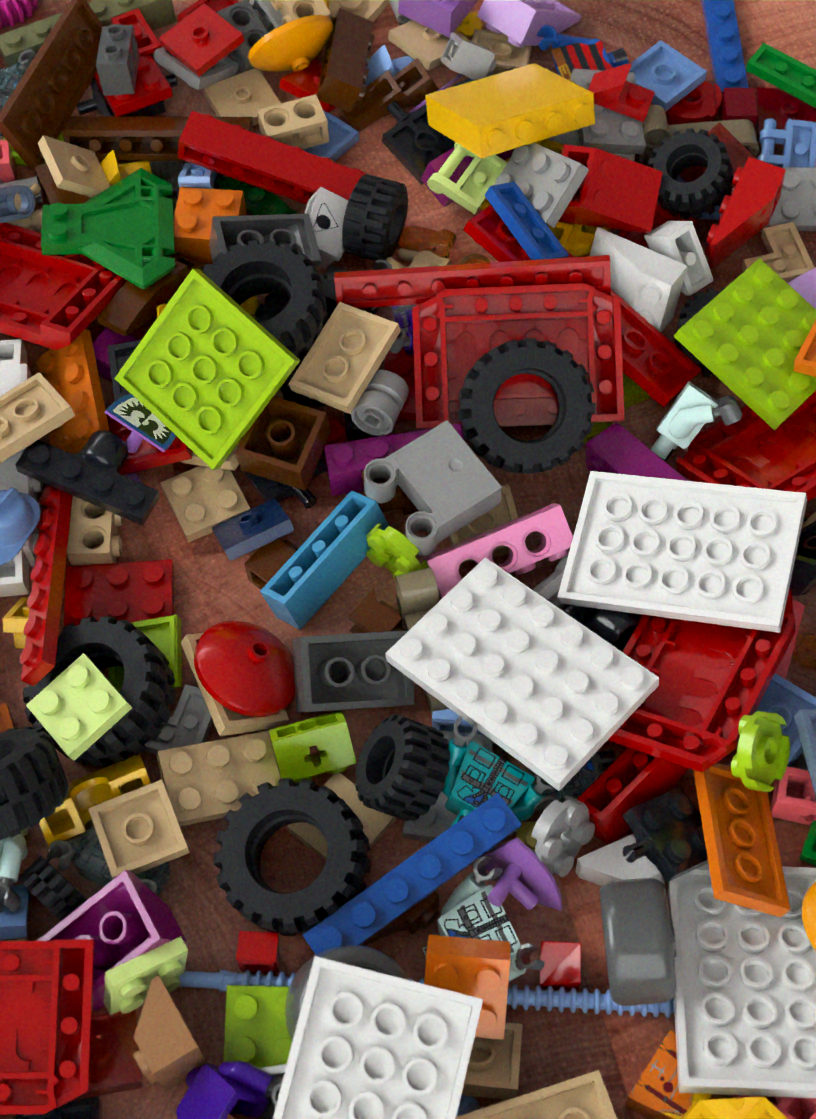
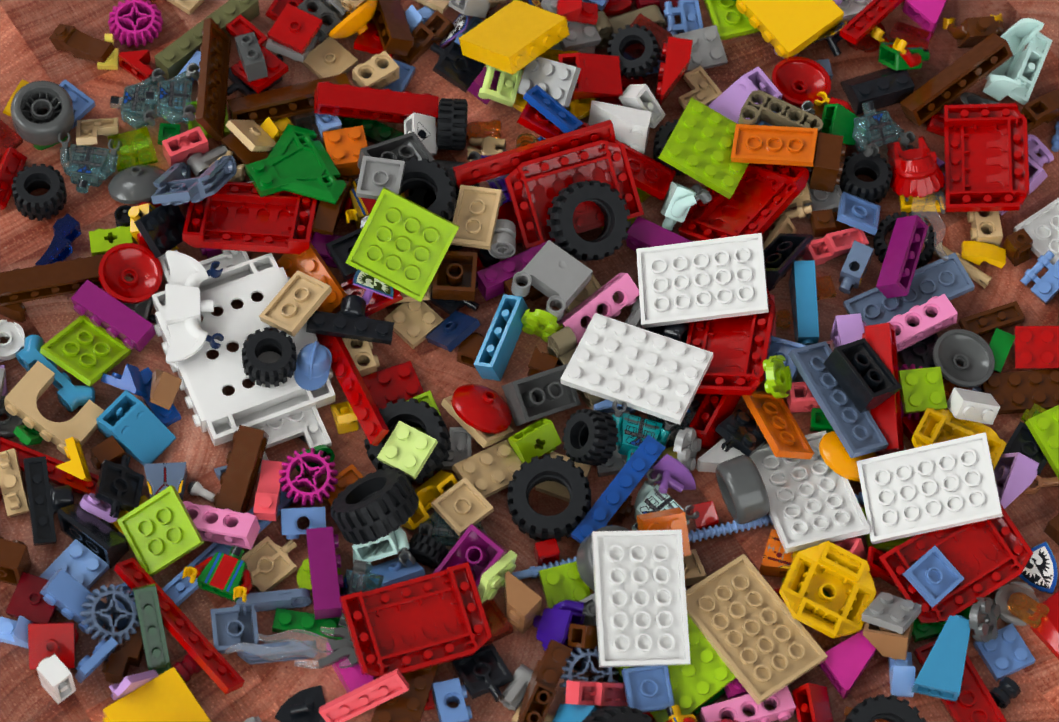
camera: 25 degrees left, 0 degrees up
(206, 248) = (379, 173): none -> light grey plate

